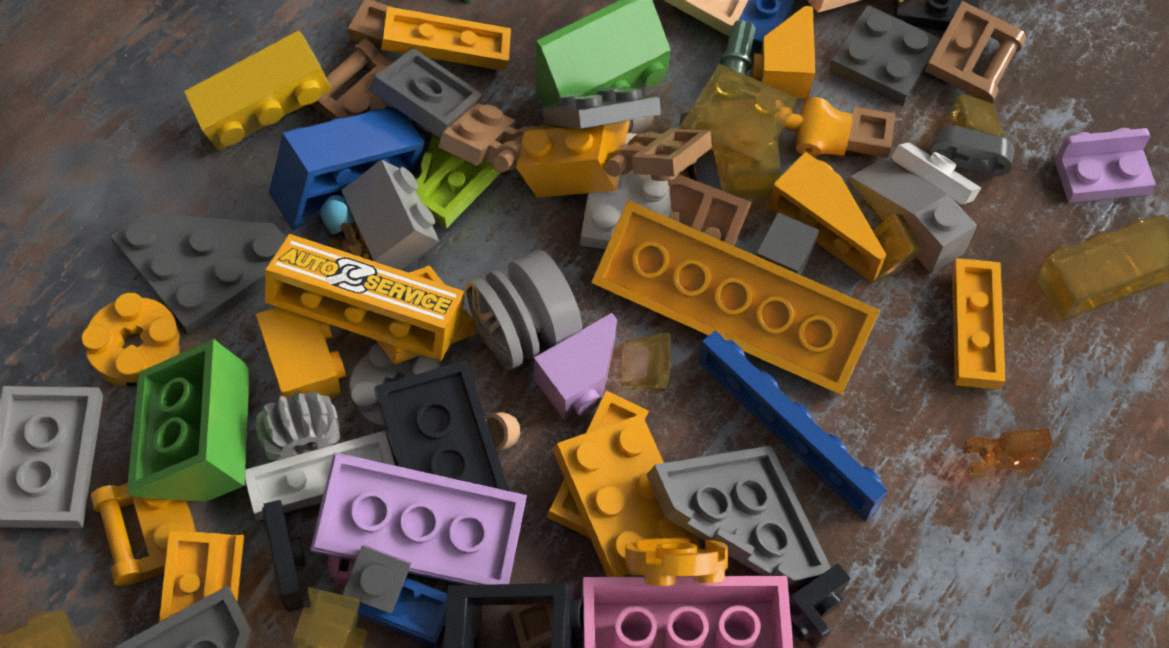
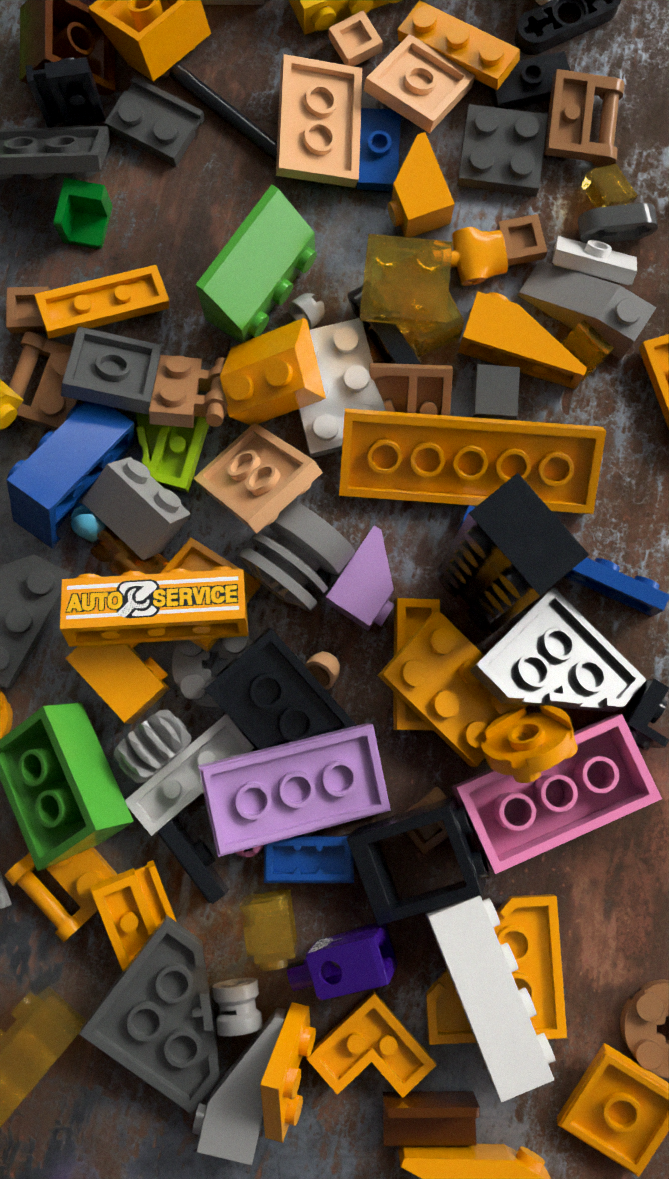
camera: 20 degrees left, 20 degrees up
(377, 578) = (288, 863): dark grey brick -> none
(519, 225) = (258, 477): none -> light nougat plate
(606, 107) = (282, 329): dark grey plate -> none
(646, 361) = (416, 549): clear yellow slope -> none
(659, 154) = (354, 355): medium nougat plate -> none
(718, 347) = (508, 554): none -> black brick
(739, 47) = (373, 205): sand green axle -> none

